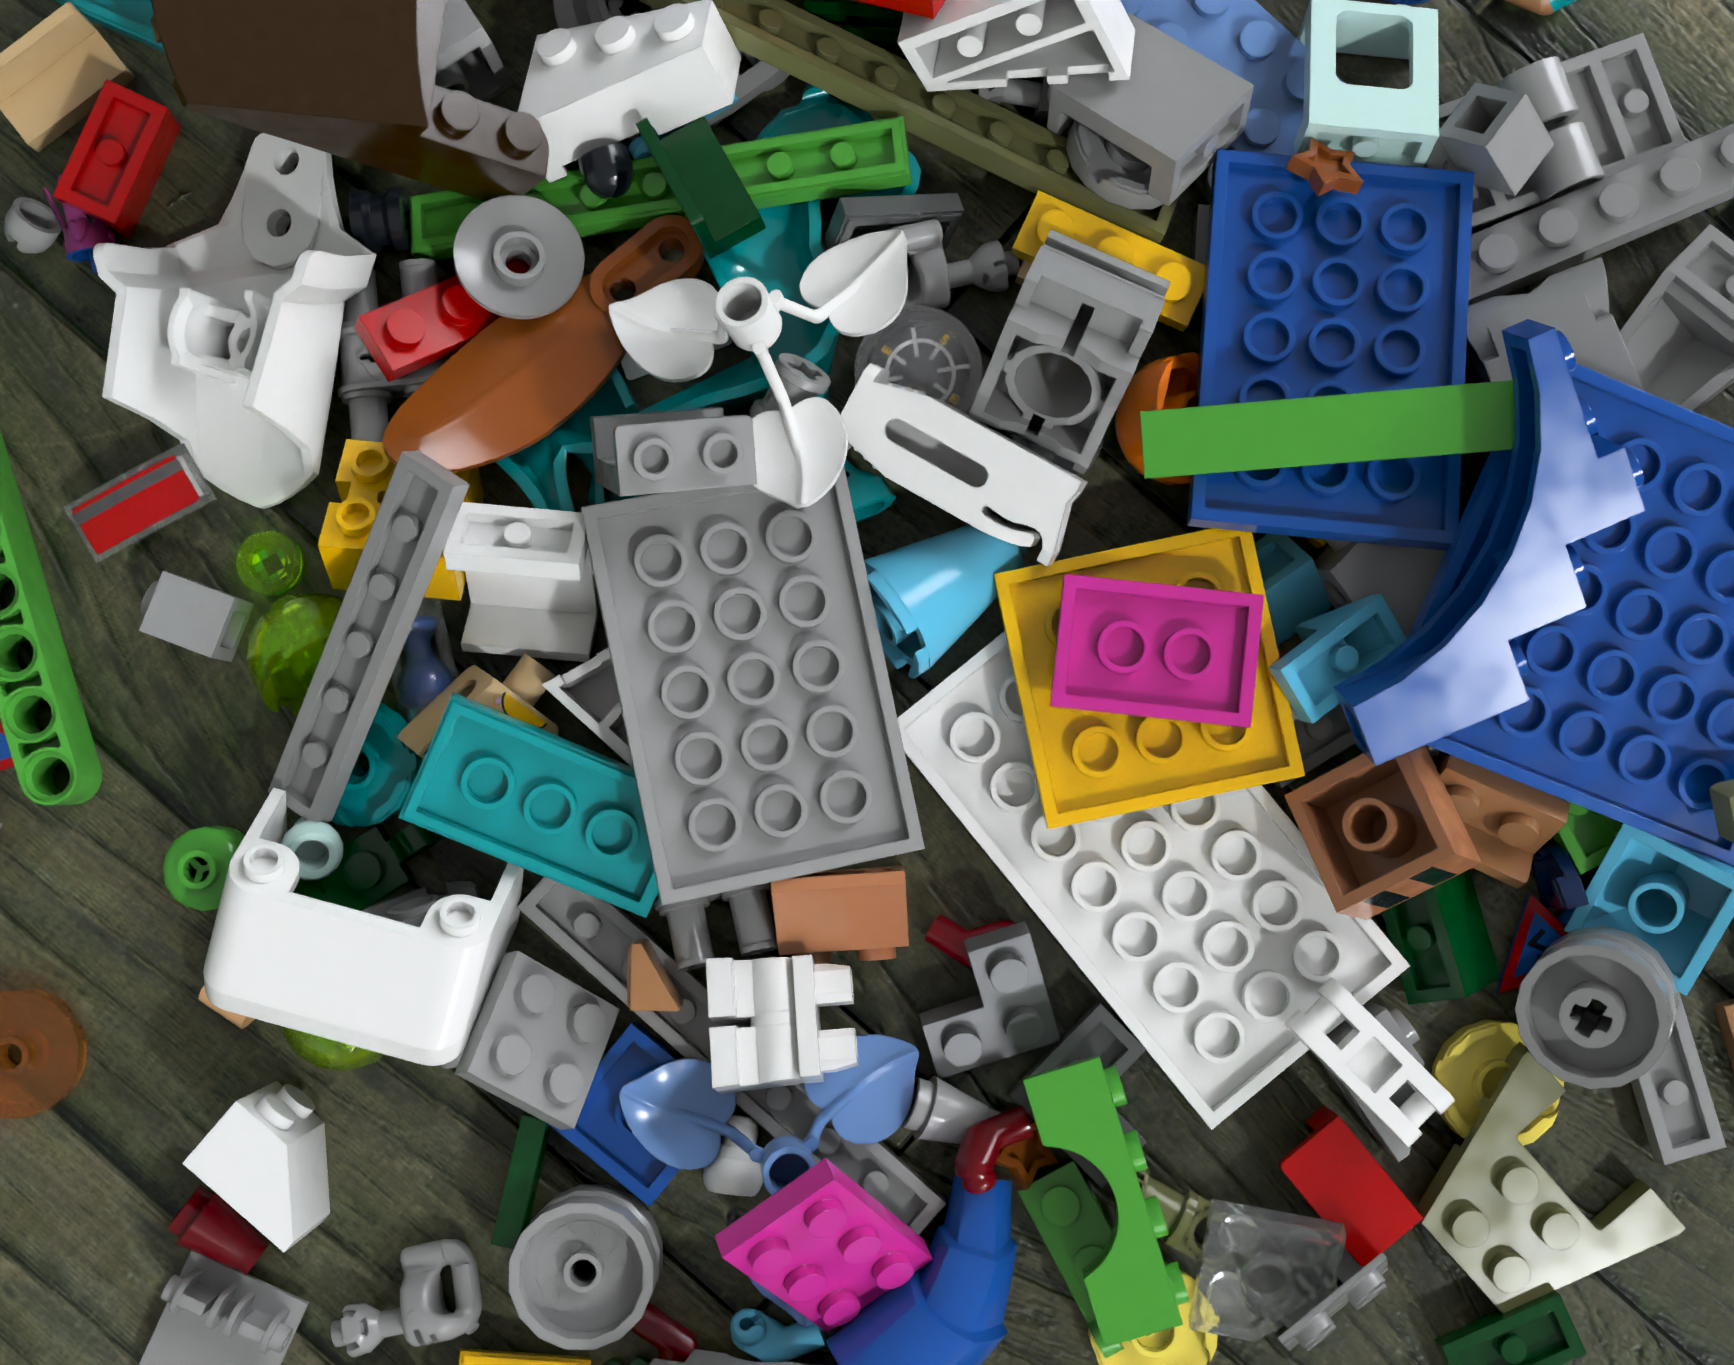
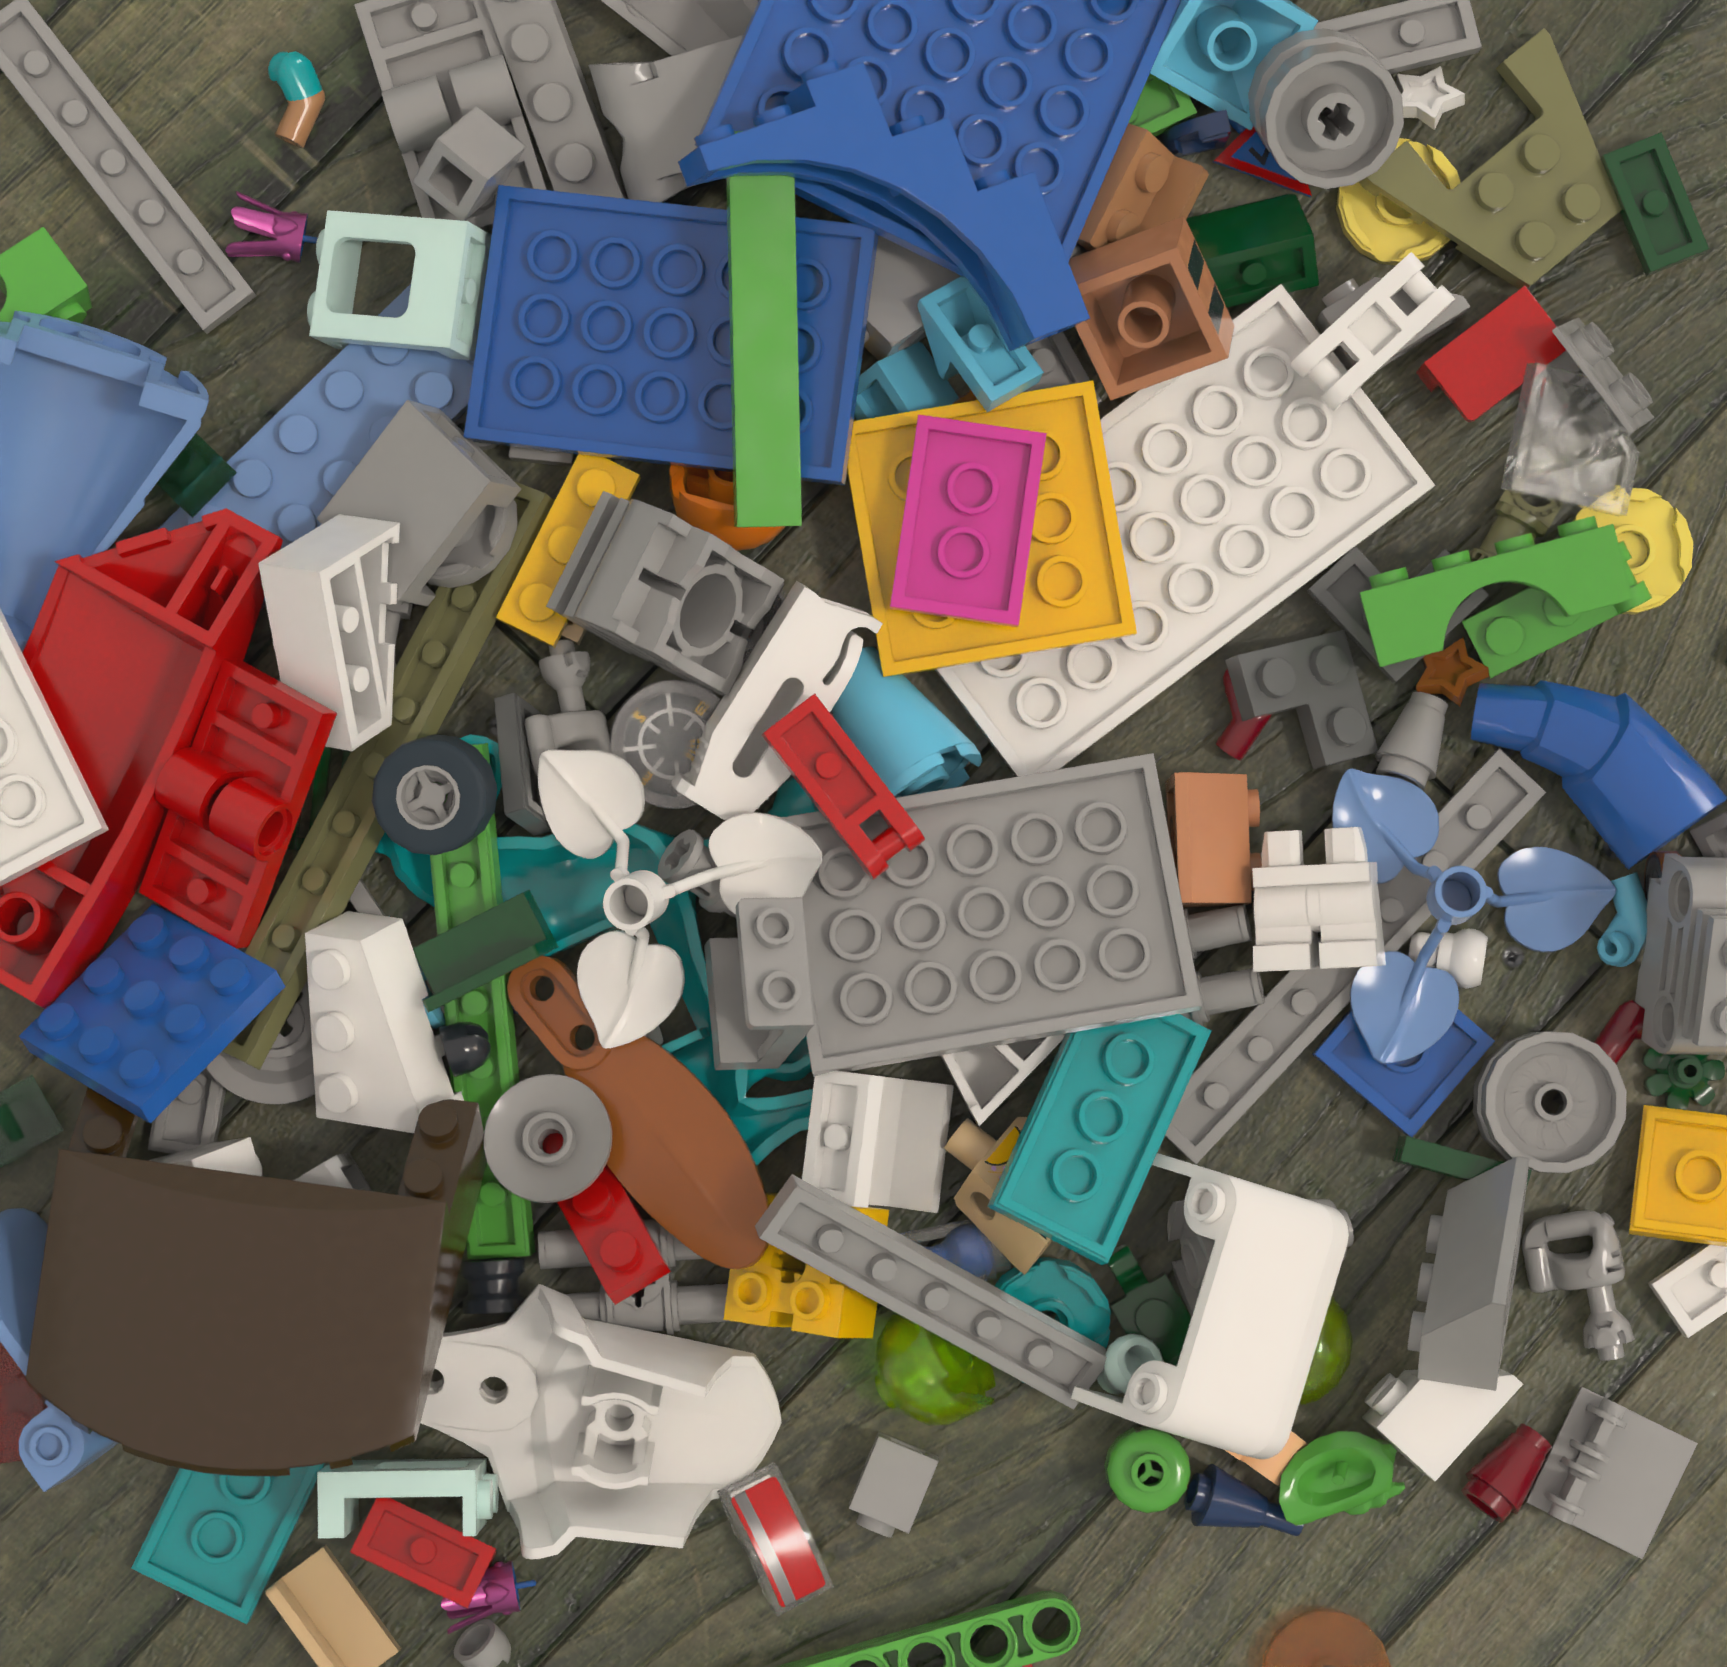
camera: 90 degrees left, 0 degrees up
(167, 196) = (342, 1487): none -> light aqua window
(182, 956) = (1227, 1502): none -> dark blue cone
(210, 1058) = (1338, 1475): none -> bright green hat
(270, 563) = (839, 1411): clear neon green tile -> none
(395, 1194) = (1471, 1278): none -> light grey slope
(538, 1041) = (1328, 1141): light grey plate -> none
(648, 981) = (1274, 1031): medium nougat slope -> none
(824, 1246) = (1533, 863): dark pink plate -> none
(844, 100) = (413, 806): none -> black wheel
(879, 526) = (842, 784): none -> red plate
(982, 1146) = (1442, 709): dark red arm -> none
(1325, 168) = (494, 333): dark orange piece -> none
(1608, 1113) = (1428, 96): none -> white piece

